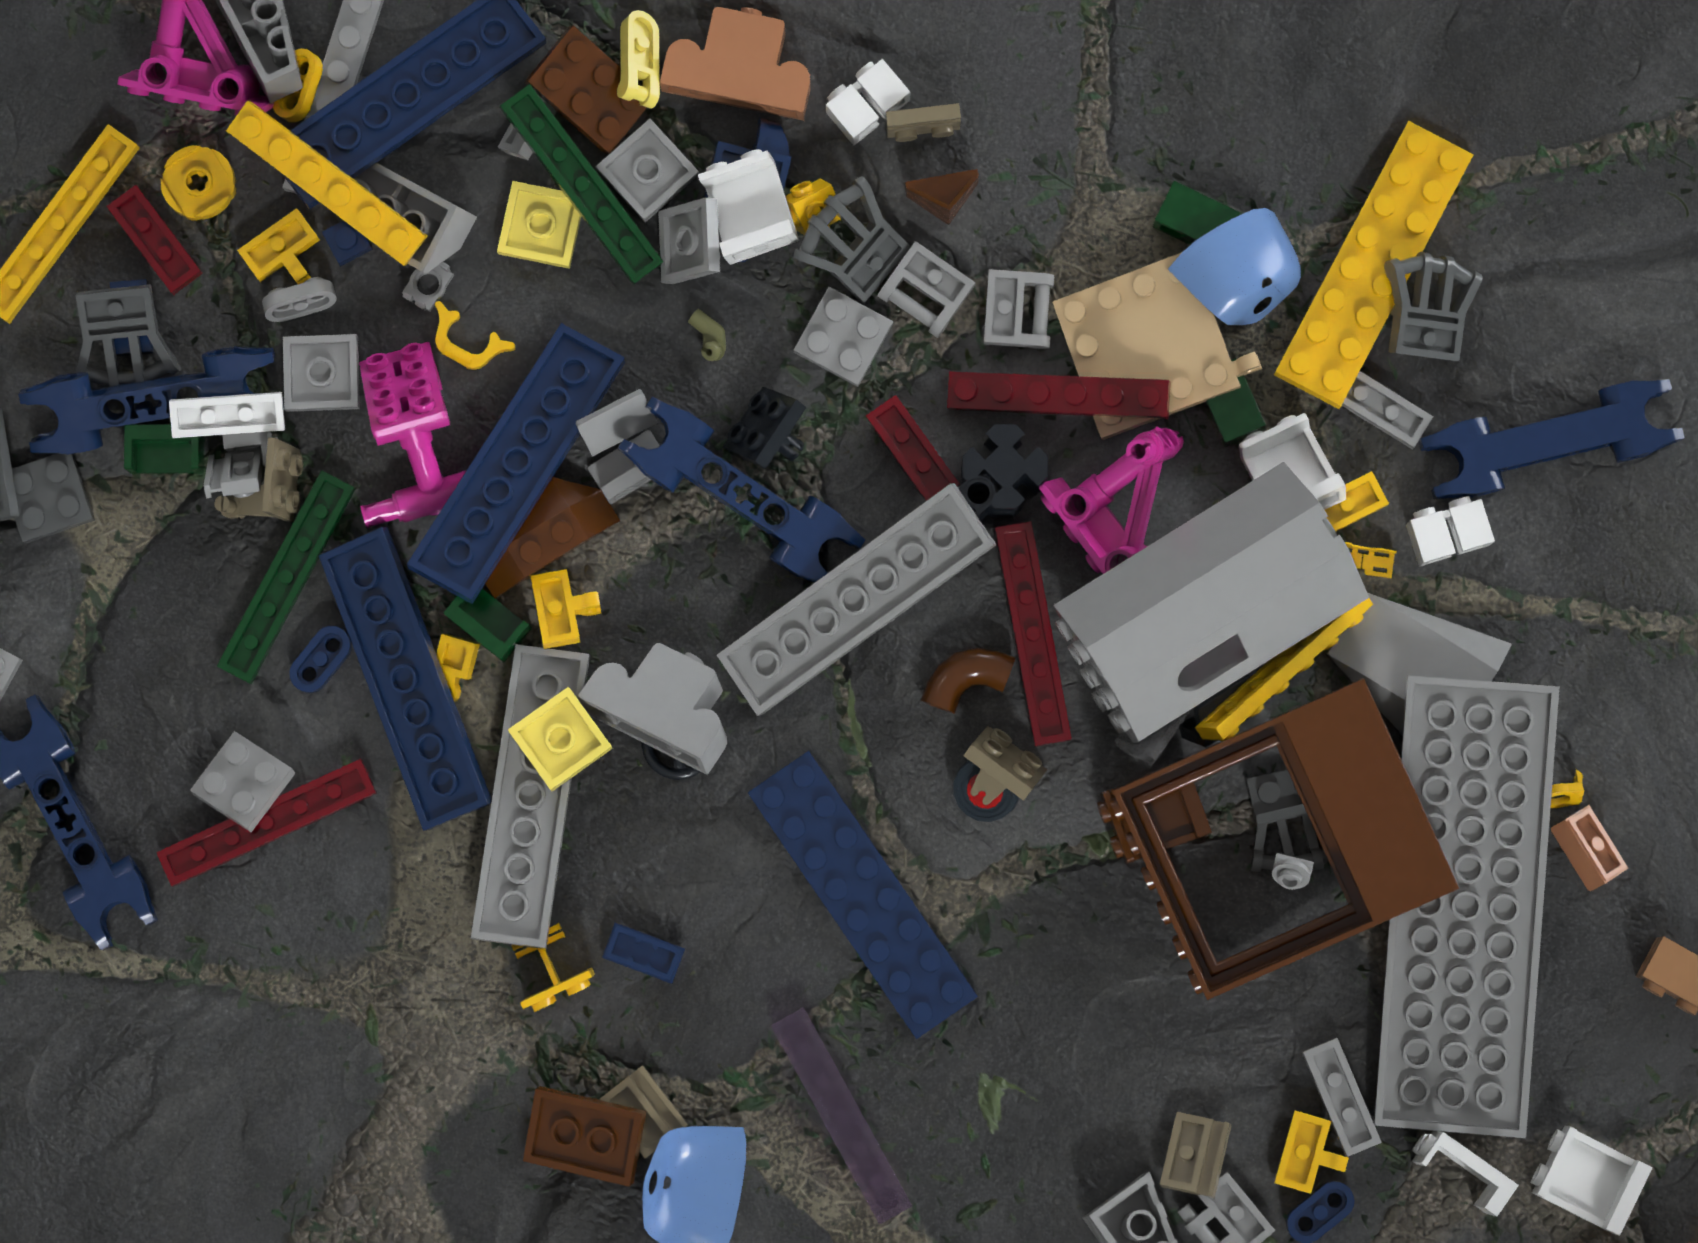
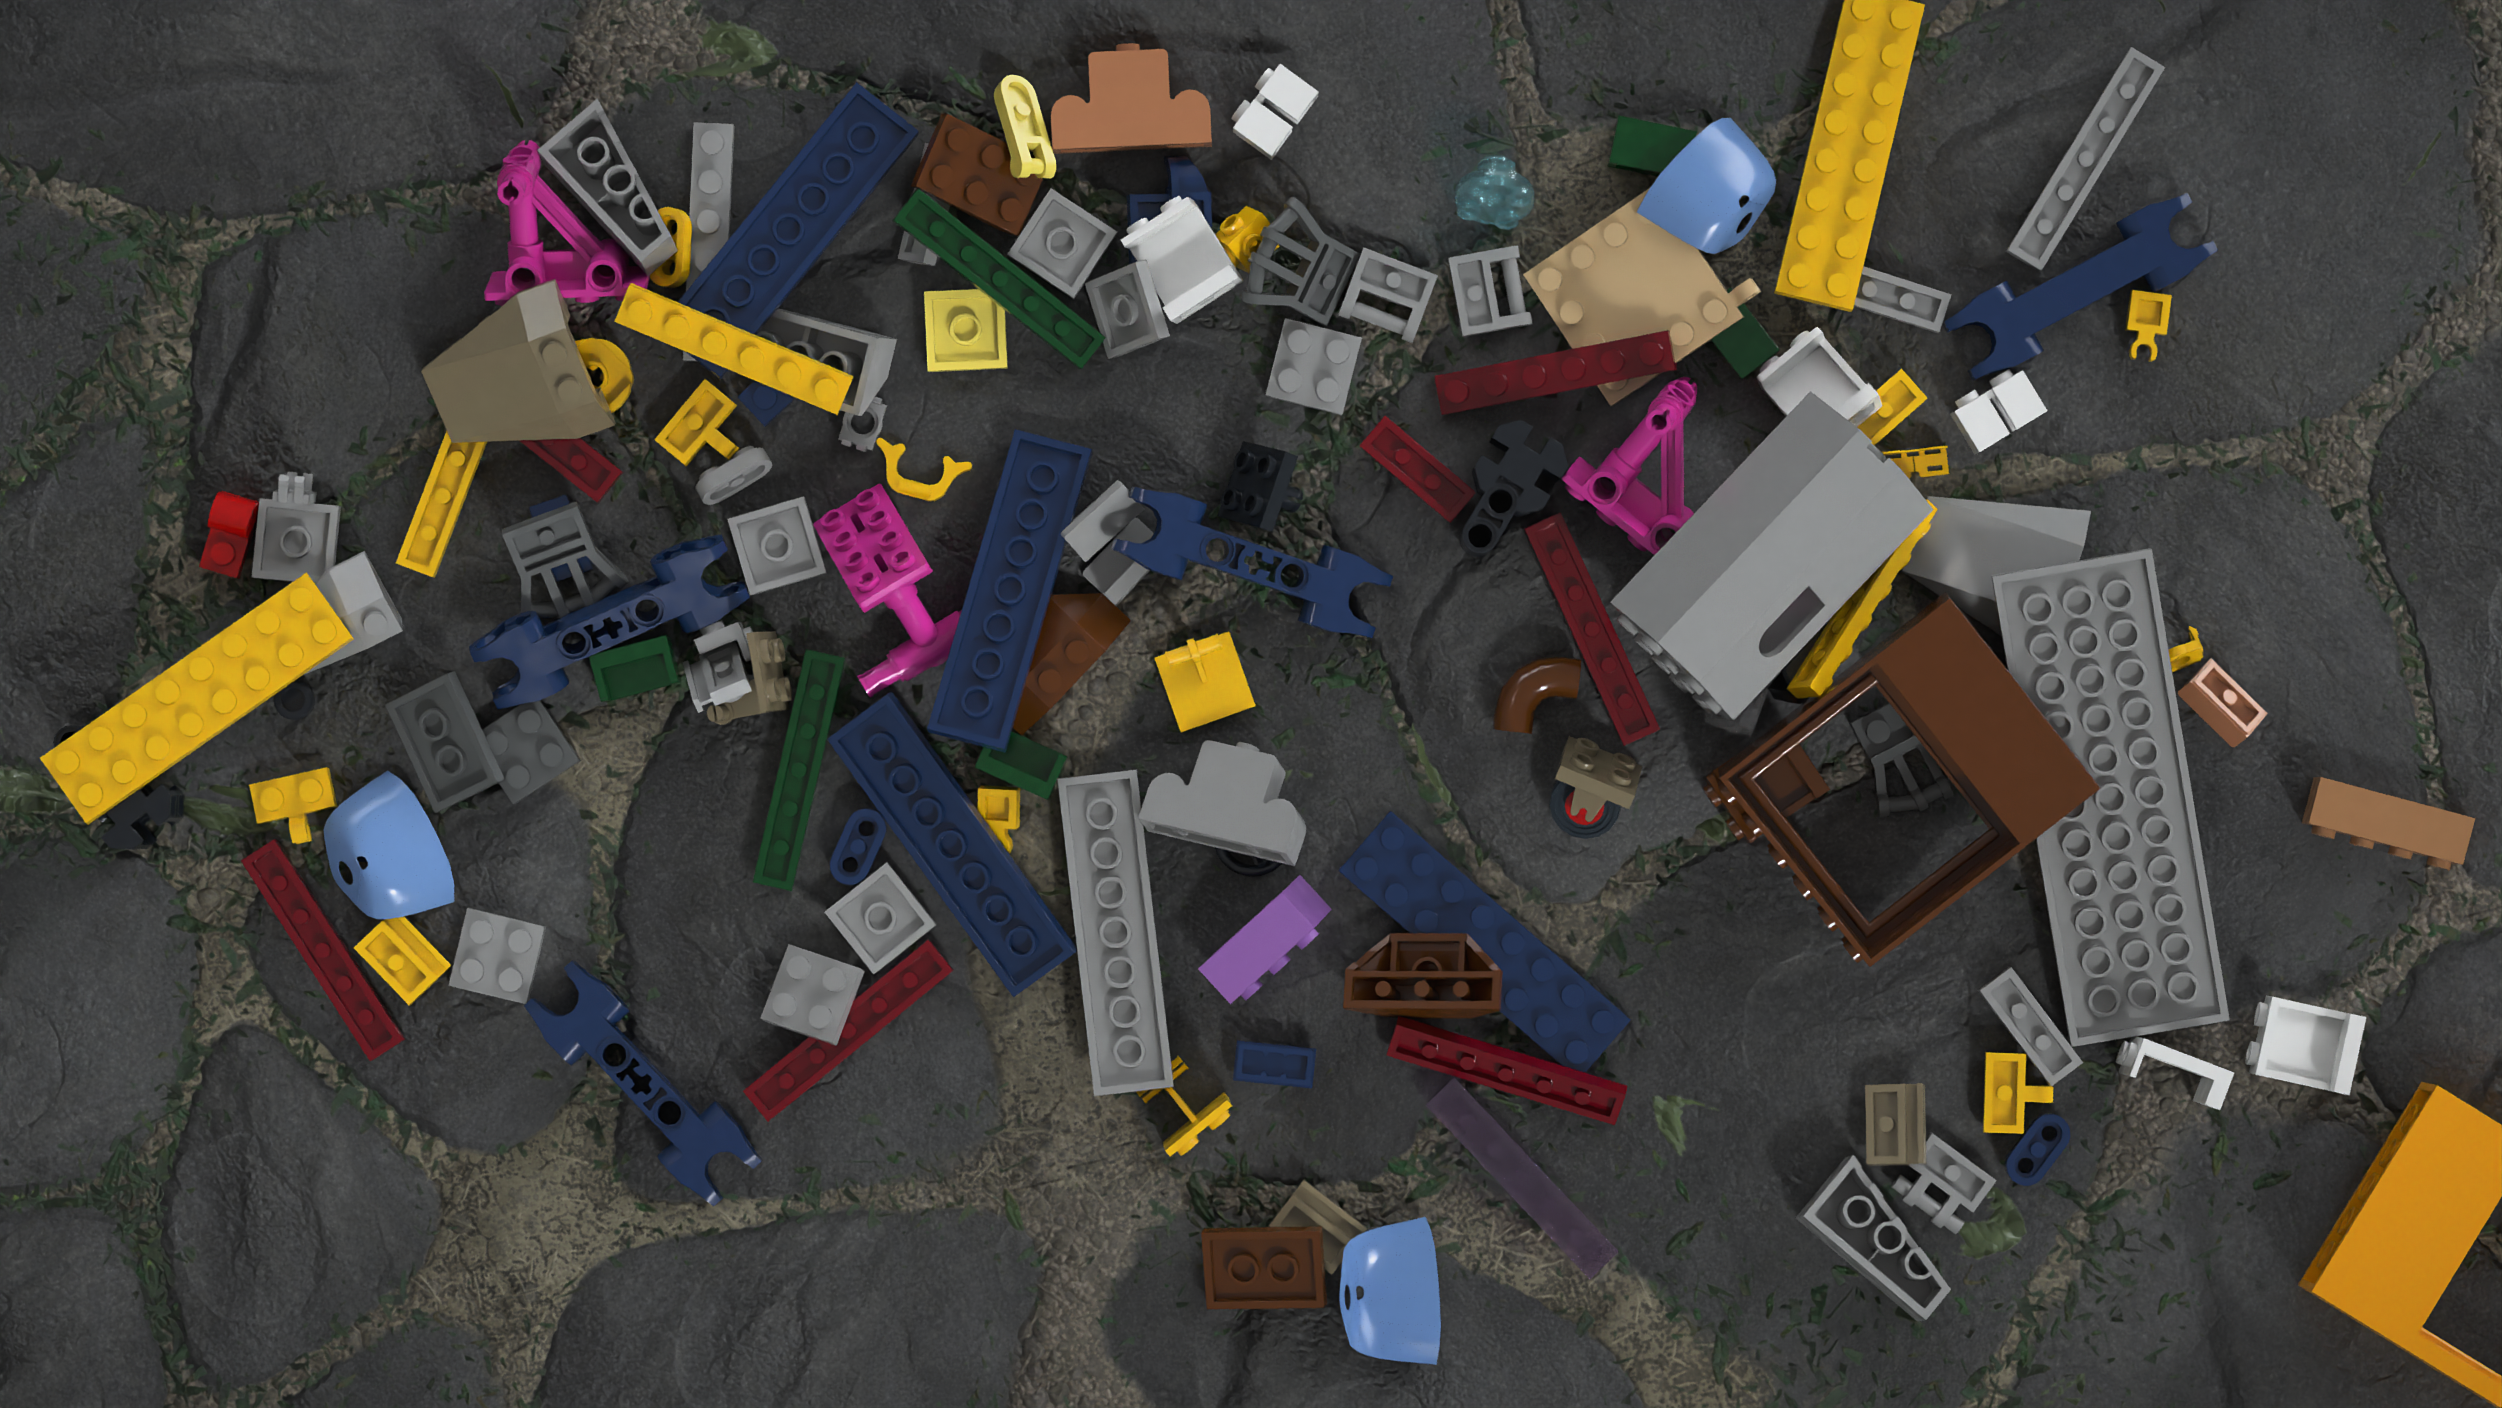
camera: 20 degrees left, 5 degrees up
(129, 160) = (518, 376): none -> dark tan wedge
(227, 415) = (694, 619): white plate -> none
(323, 729) = (880, 918): none -> light grey plate
(559, 608) = (1092, 730): yellow plate -> none
(560, 739) = (1131, 867): light yellow plate -> none
(664, 838) = (1265, 941): none -> medium lavender wedge
(671, 589) = (1204, 681): none -> yellow plate
(713, 335) = (1176, 400): olive arm -> none
(798, 909) = (1424, 978): none -> reddish brown wedge
(853, 1013) = (1507, 1070): none -> dark red plate
(856, 599) = (1401, 644): light grey plate -> none
(909, 123) = (1356, 113): dark tan plate -> none
(943, 194) = (1380, 190): reddish brown slope -> none
(1044, 223) = (1494, 193): none -> clear light blue plate
(1291, 871) = (1924, 814): light grey plate -> none
(1430, 331) = (1916, 206): dark grey plate -> none
(1583, 328) = (2085, 159): none -> light grey plate
(1606, 482) = (2147, 316): none -> yellow plate

